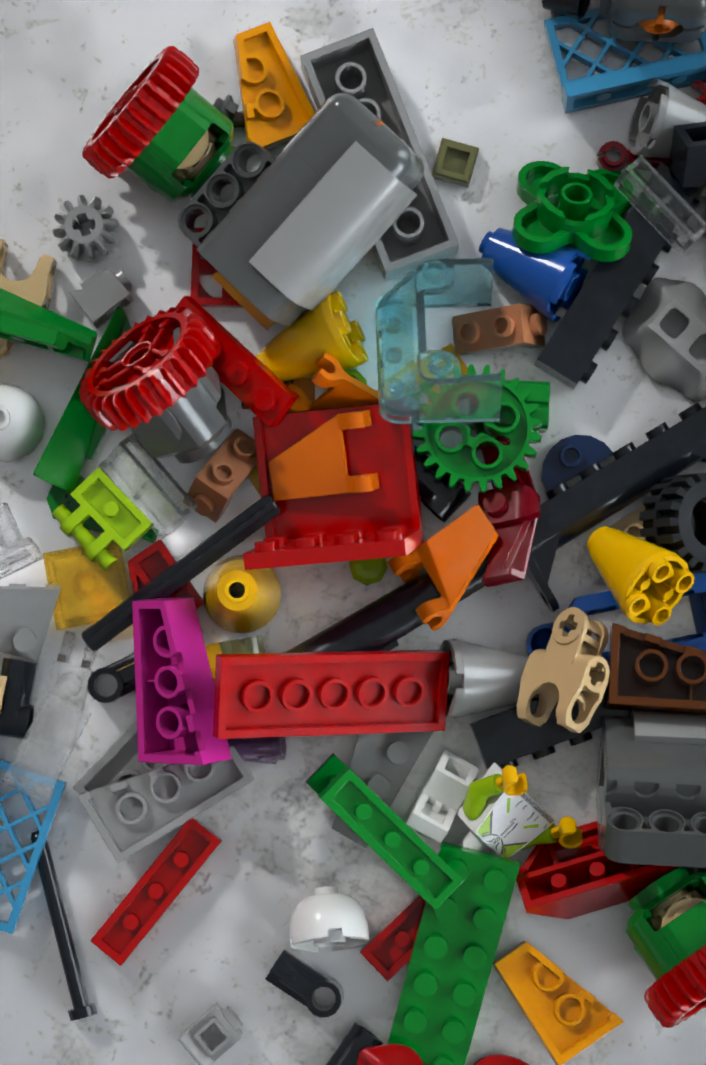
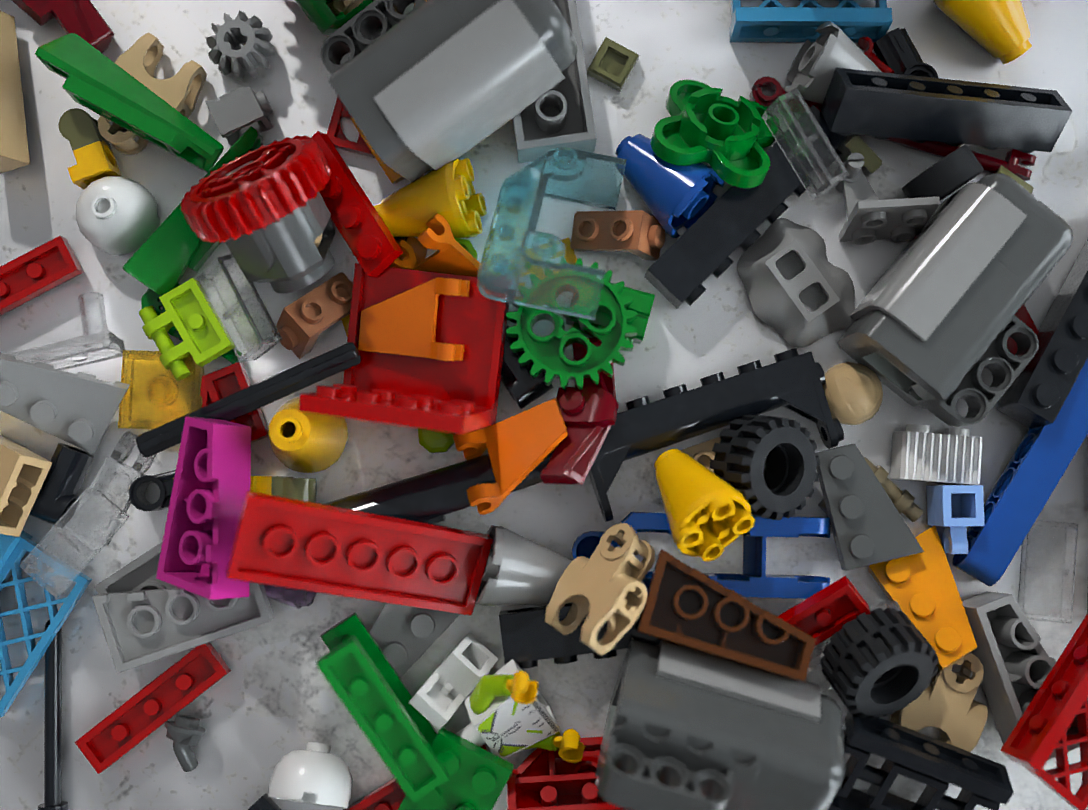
camera: 10 degrees right, 0 degrees up
(193, 908) = (185, 733): none -> dark grey plate
(570, 458) = (659, 374): dark blue plate -> none

